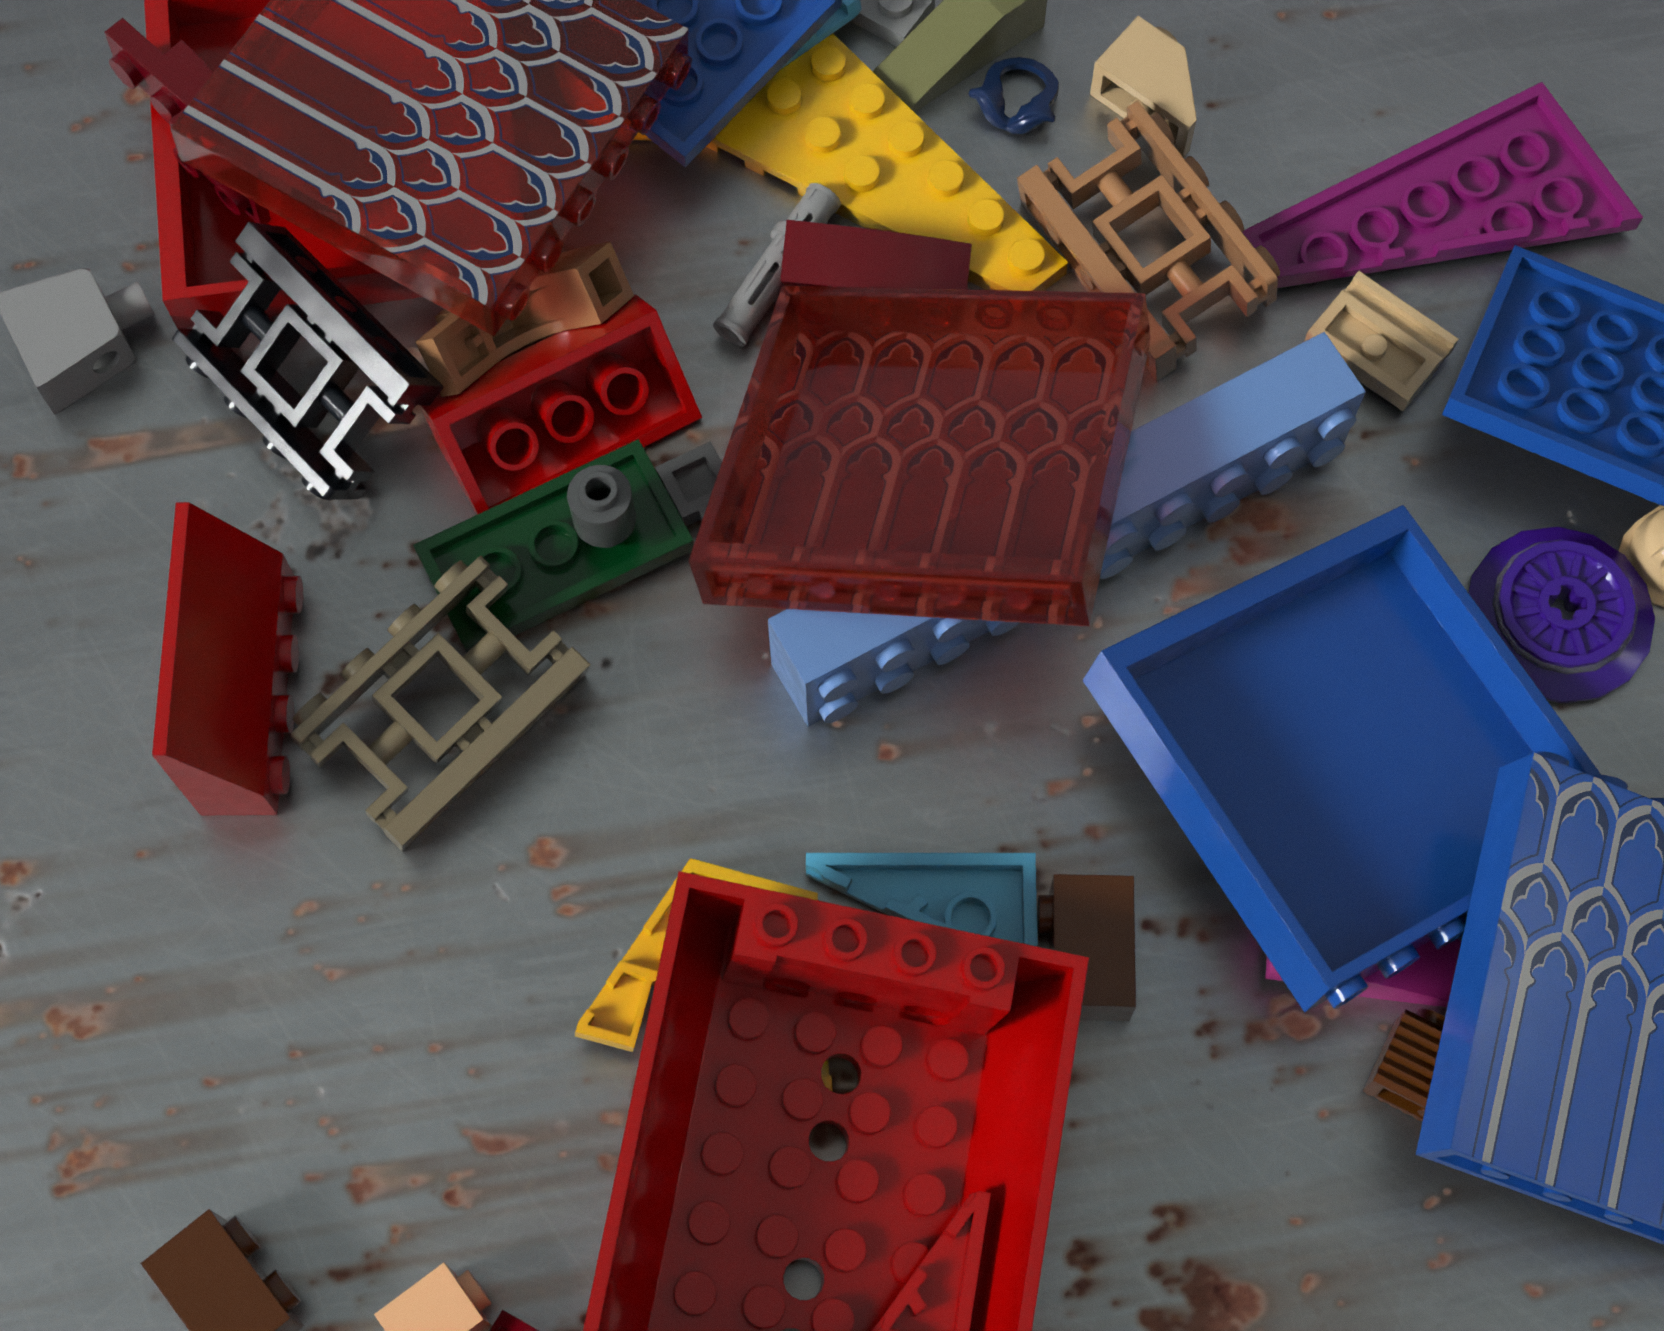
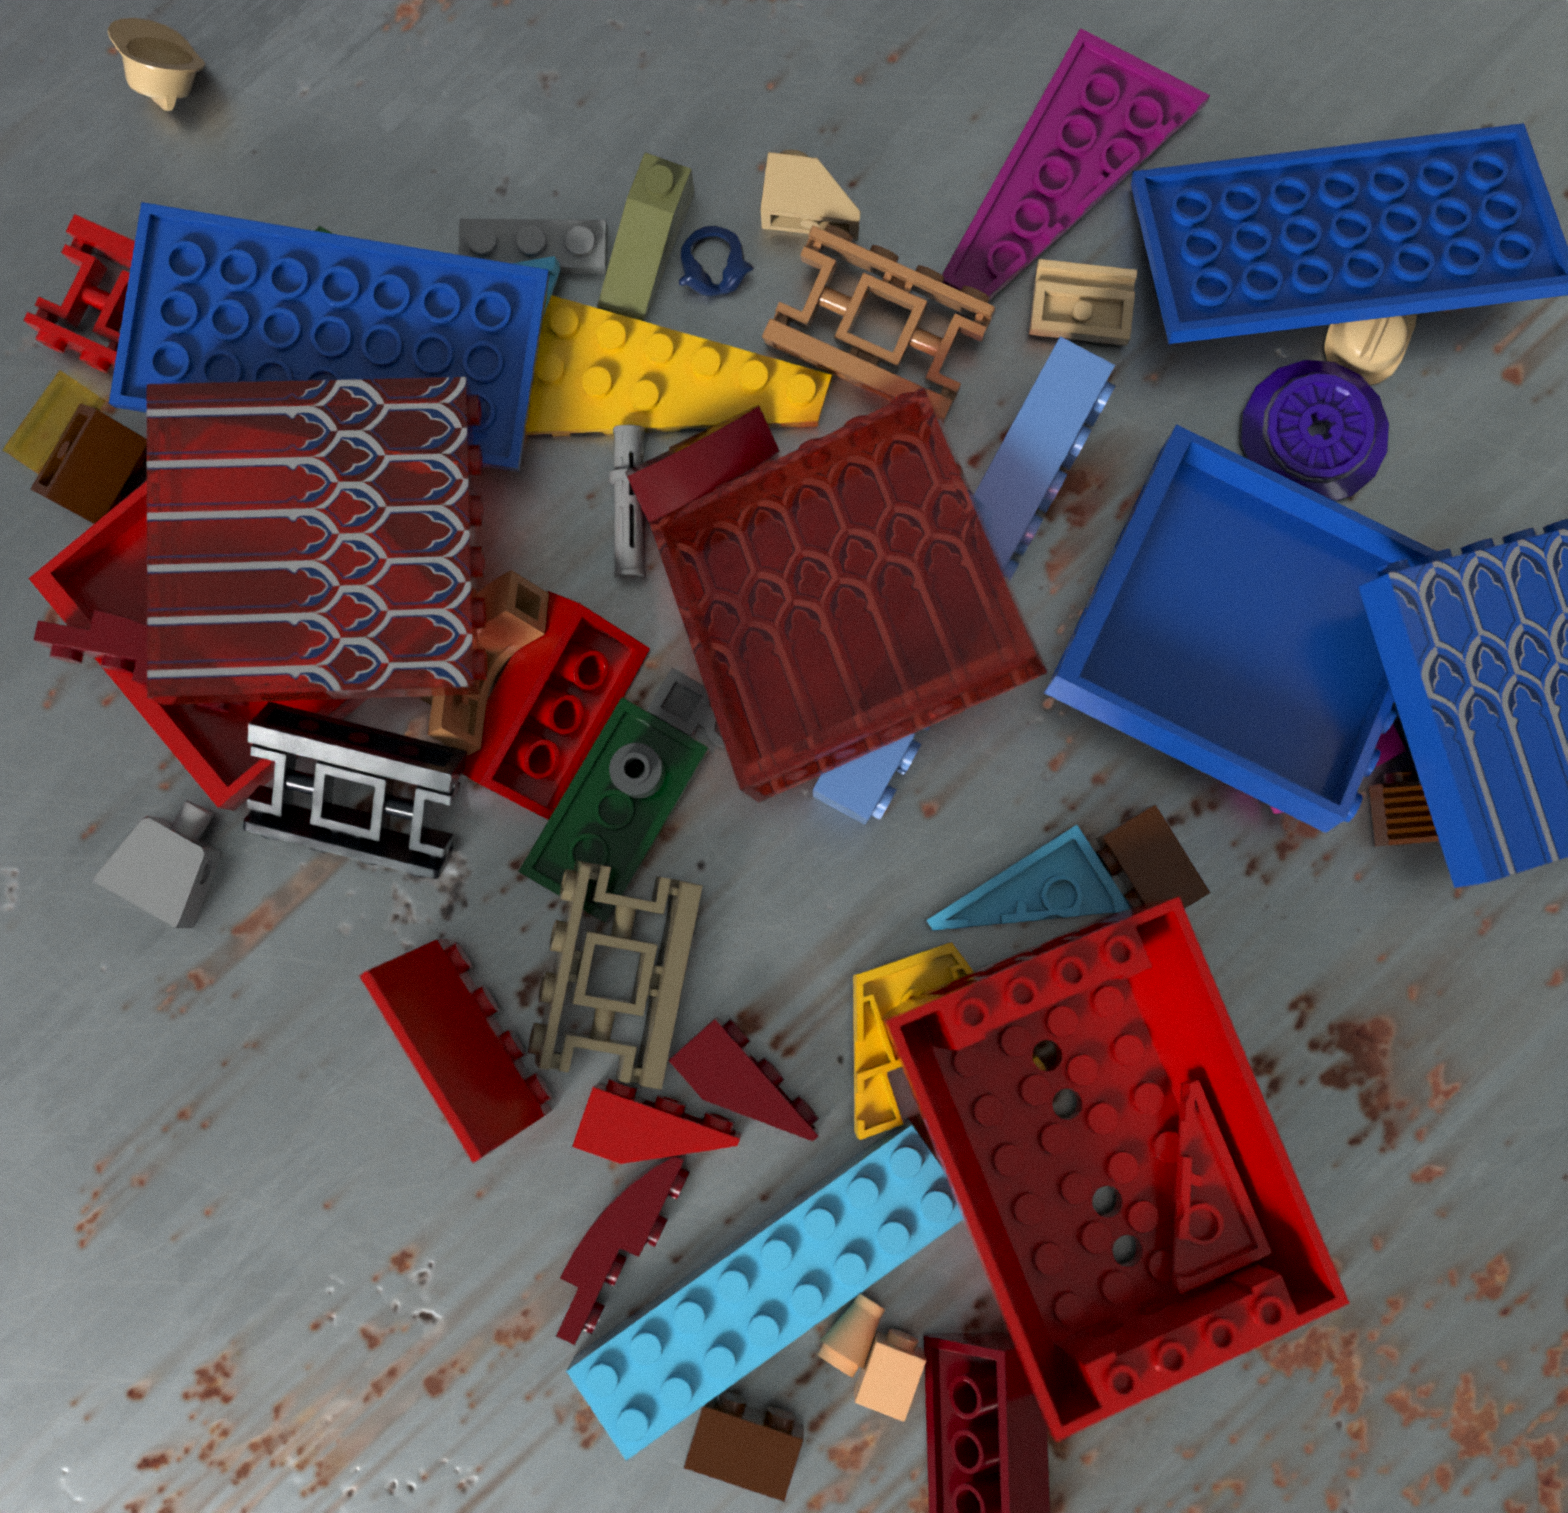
camera: 25 degrees left, 15 degrees up
(271, 967) = (624, 1224): none -> dark red slope
(348, 882) = (637, 1129): none -> red slope
(358, 1133) = (766, 1289): none -> medium azure brick
(418, 1249) = (852, 1336): none -> light nougat cone
(483, 880) = (730, 1077): none -> dark red slope

